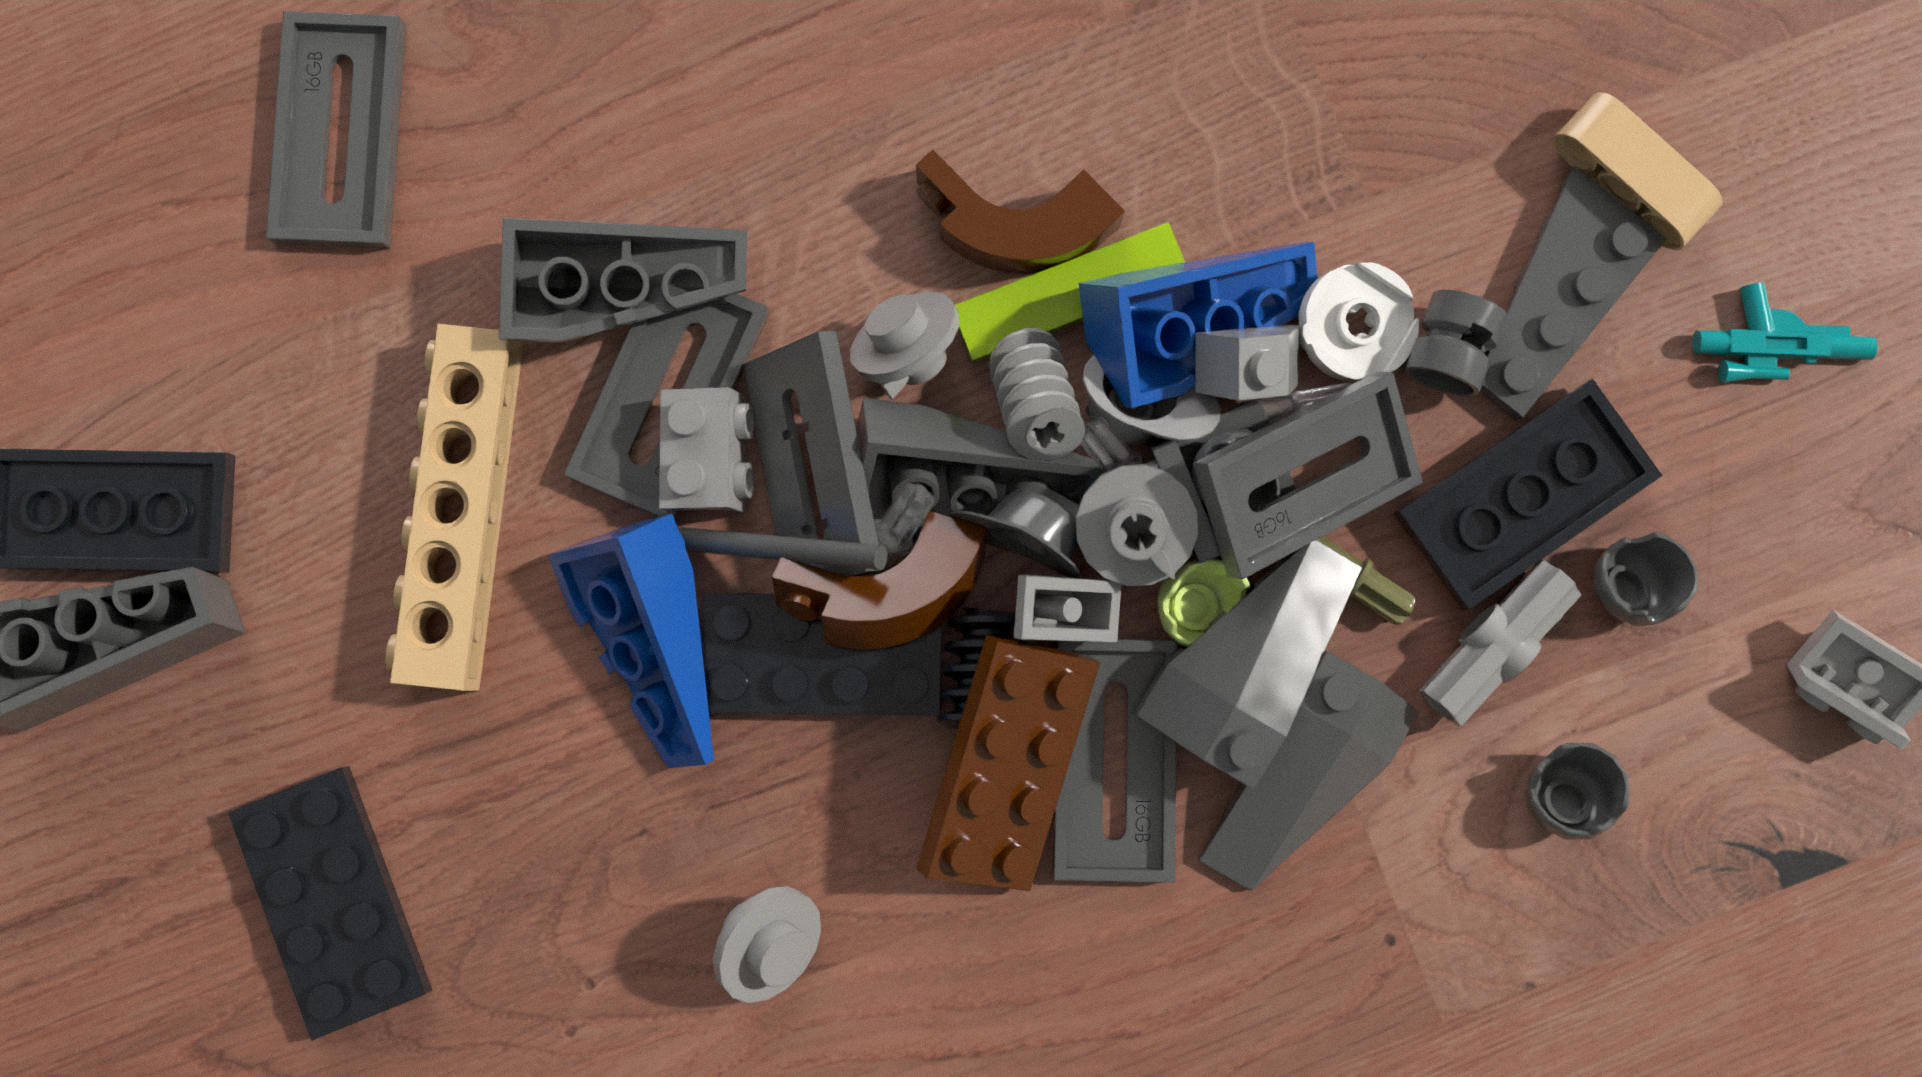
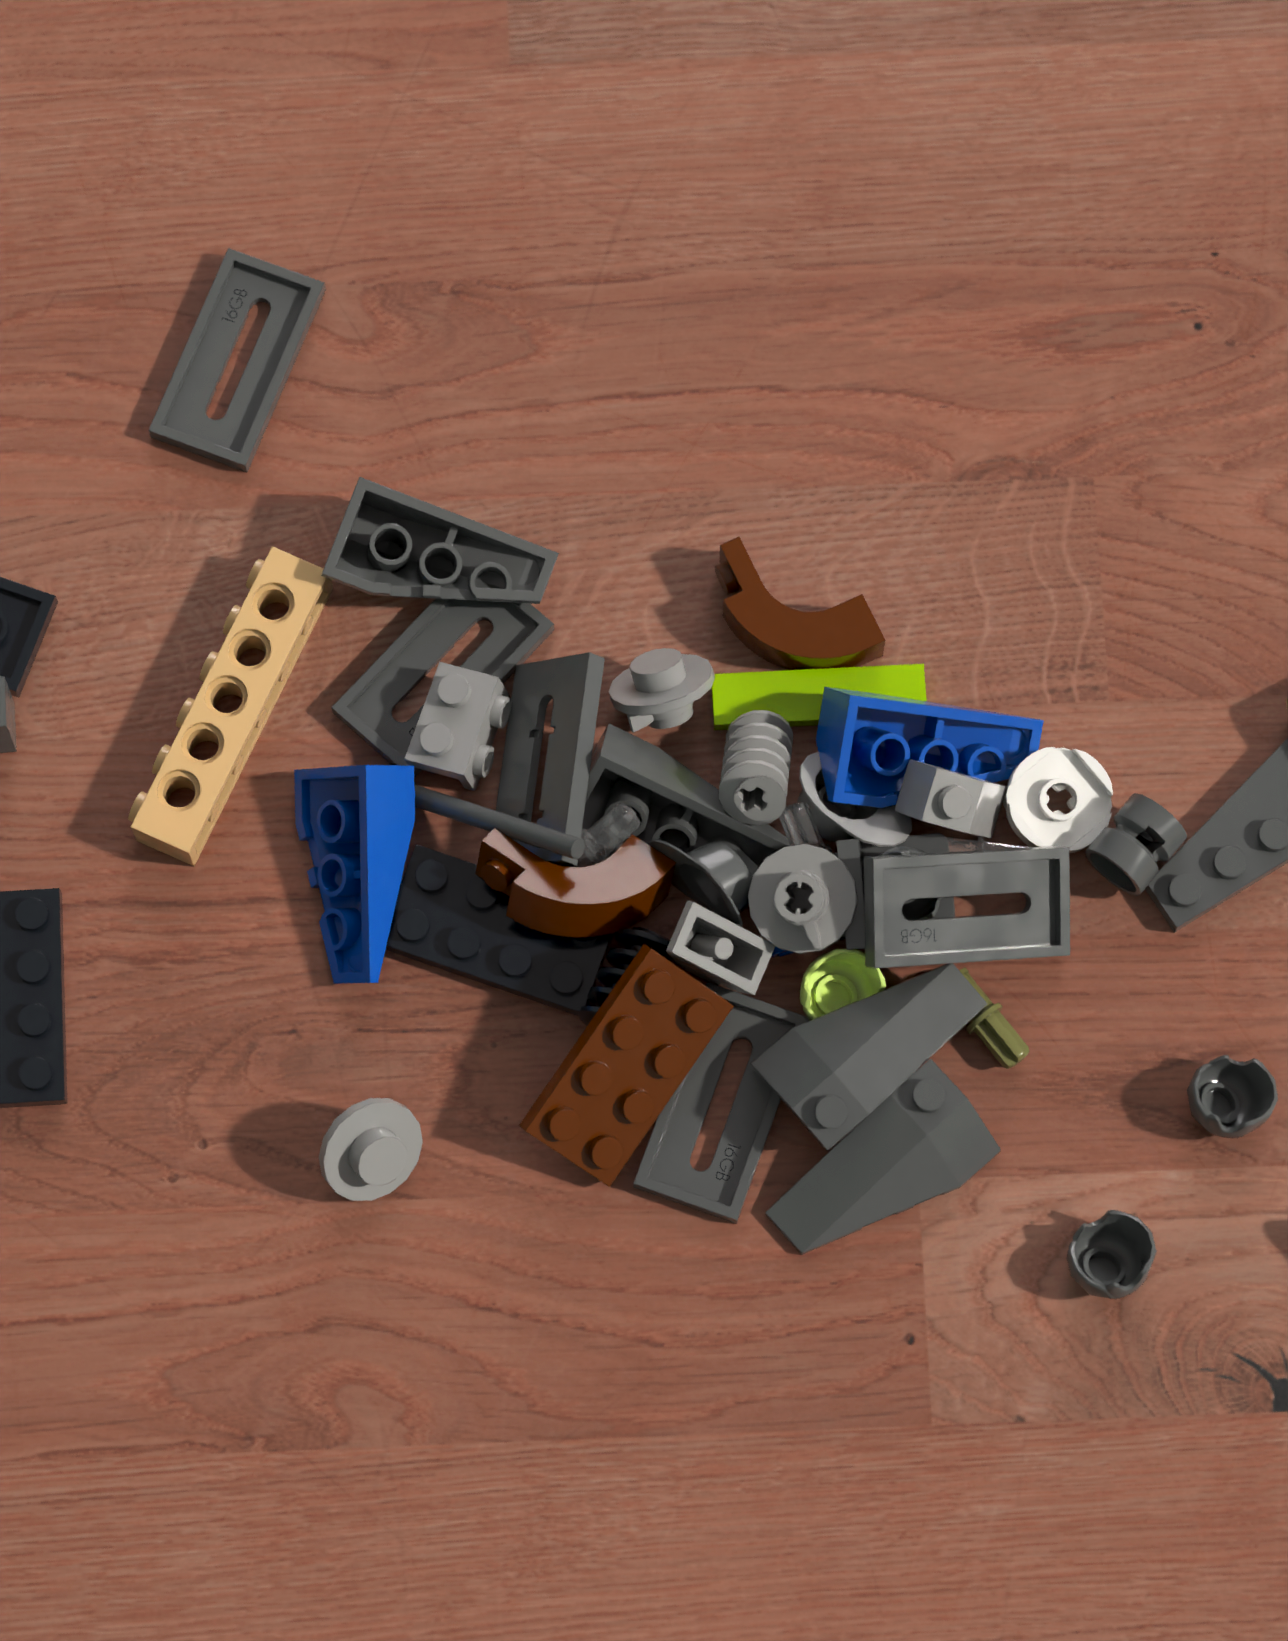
camera: 20 degrees right, 10 degrees down
(1500, 642) = (1089, 1111): light grey piece -> none
(1528, 494) = (1157, 994): black plate -> none

